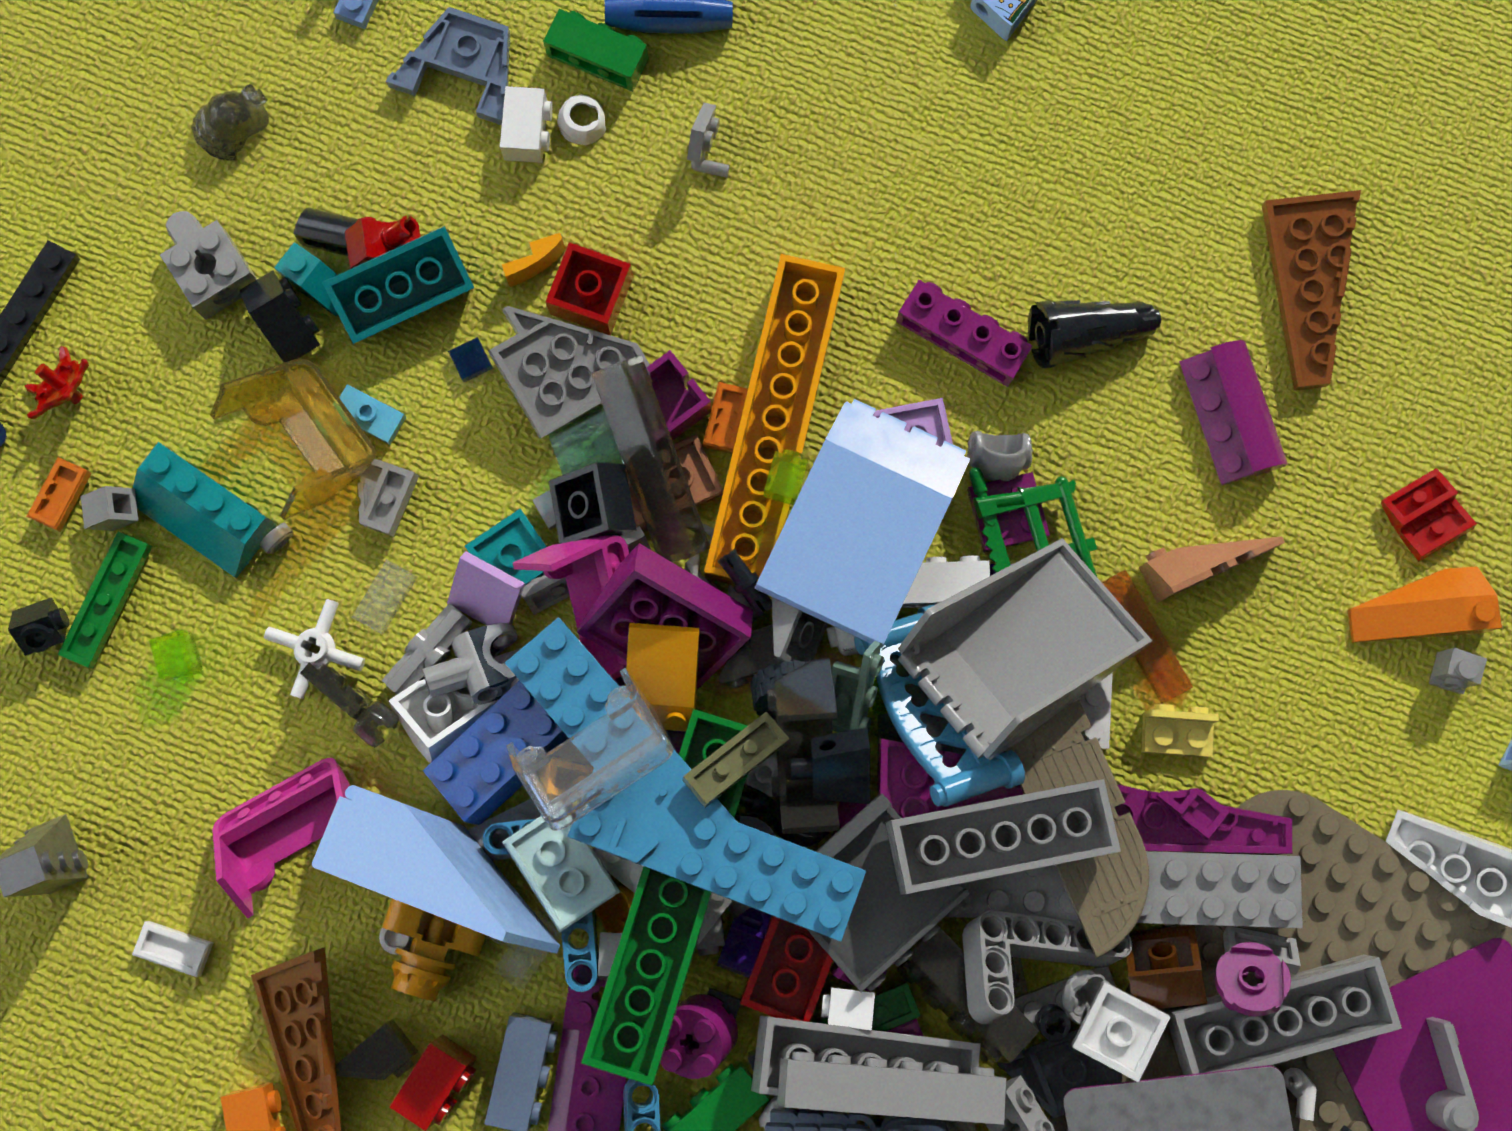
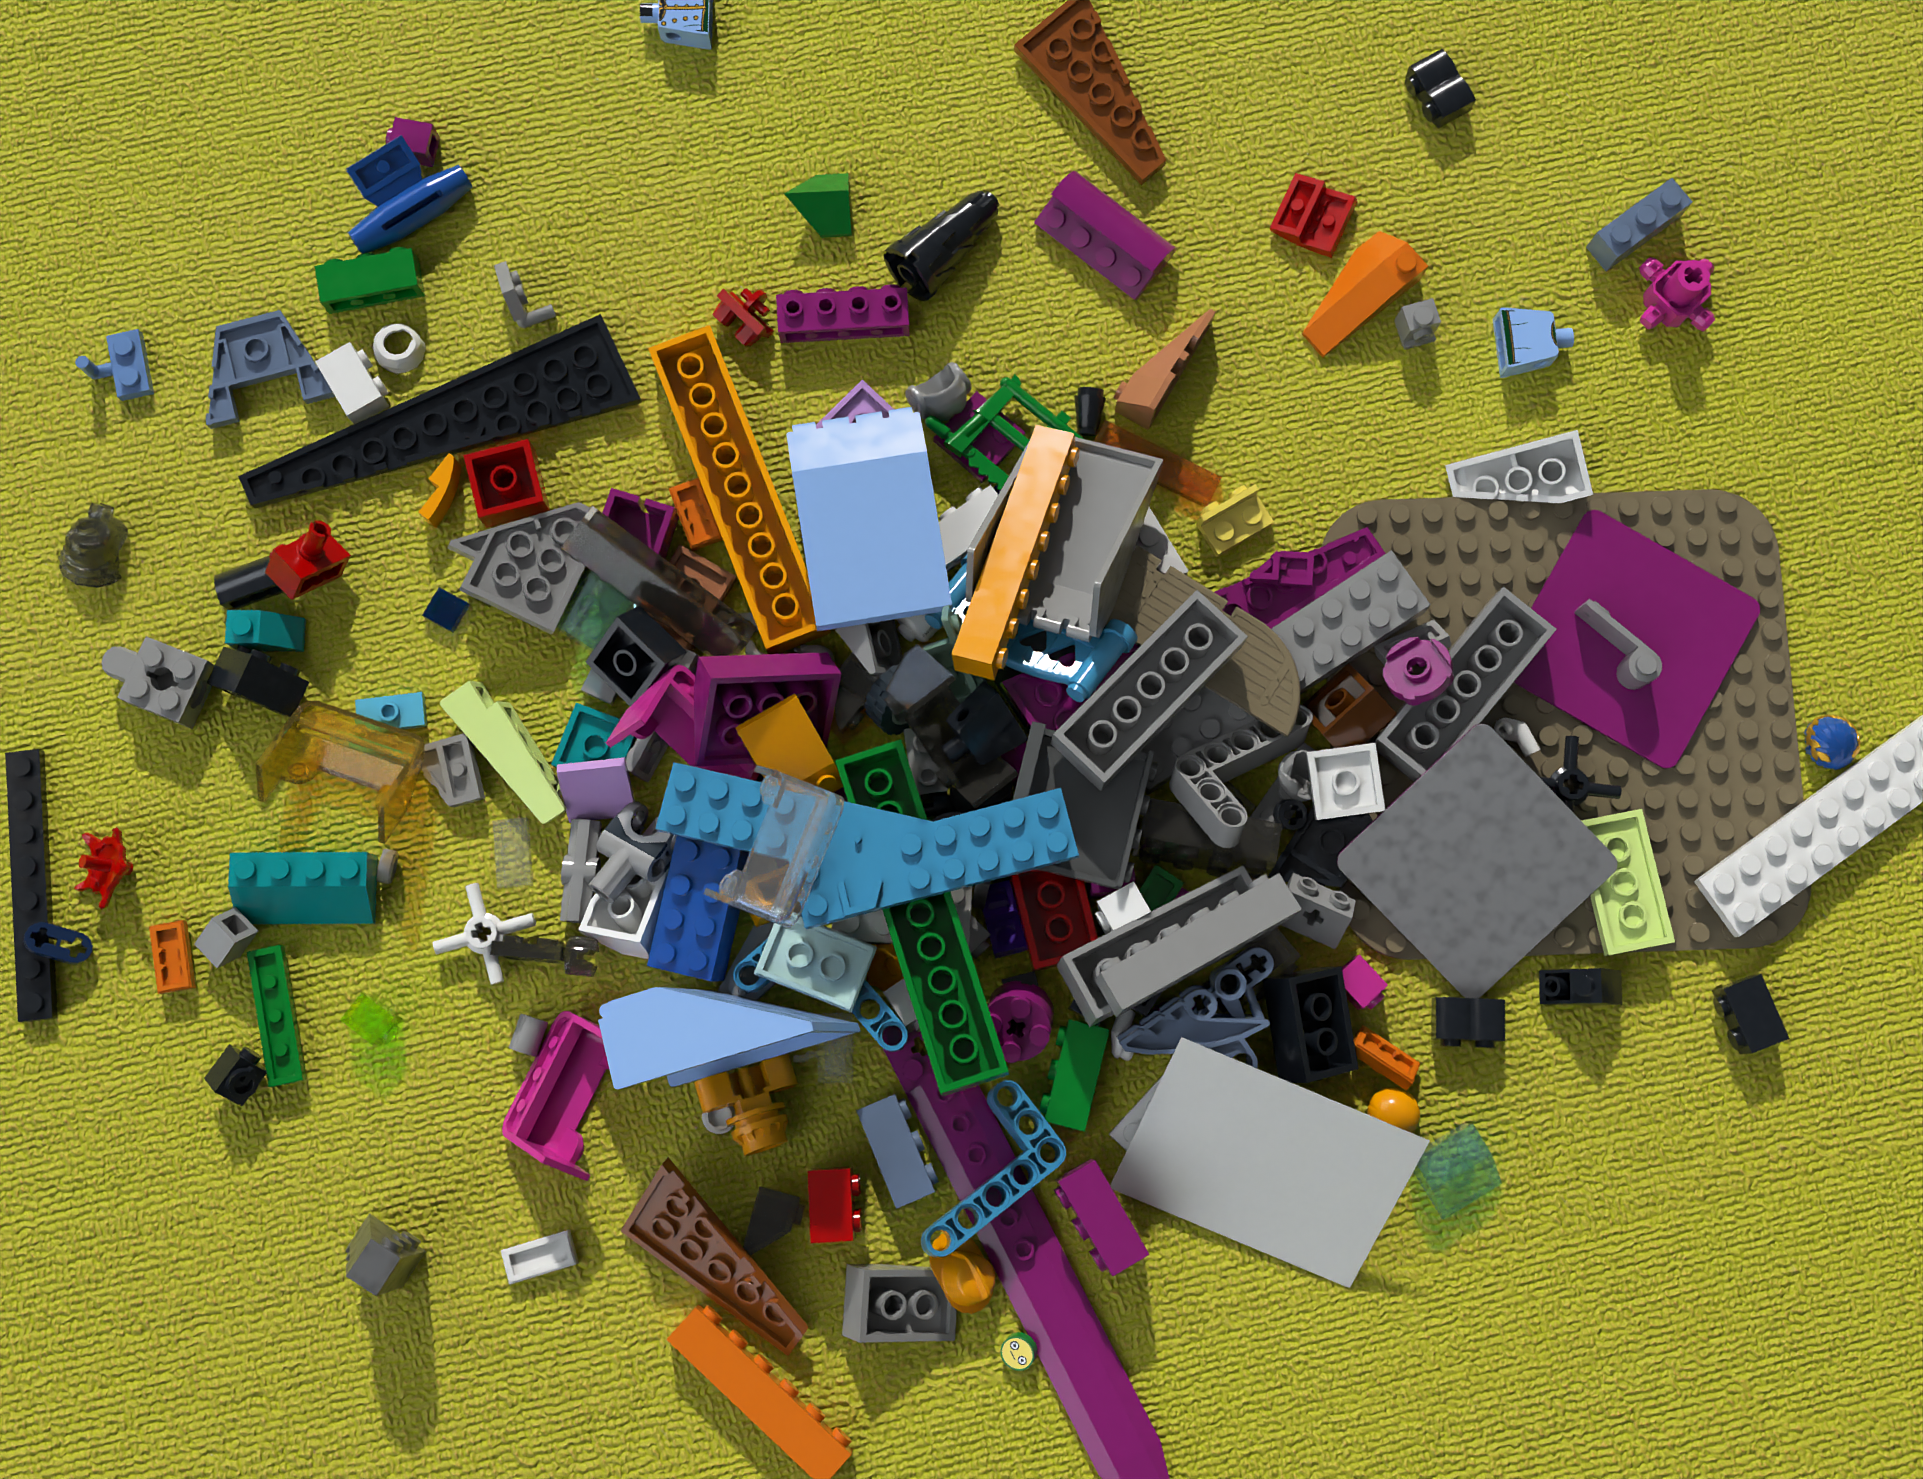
camera: 35 degrees left, 0 degrees up
(290, 757) = (528, 1035): none -> light grey piece
(398, 284) = (343, 586): teal slope -> none
(439, 507) = (507, 747): none -> yellowish green wedge
(661, 224) = (520, 394): none -> black wing
(735, 759) = (897, 773): olive plate -> none
(745, 582) = (806, 633): black pin -> none
(786, 476) = (780, 526): clear neon green brick -> none
(877, 265) = (733, 306): none -> red hips
(967, 637) = (1015, 553): none -> light orange brick
(1012, 230) = (824, 204): none -> green slope
(1117, 552) = (1089, 410): none -> black cone

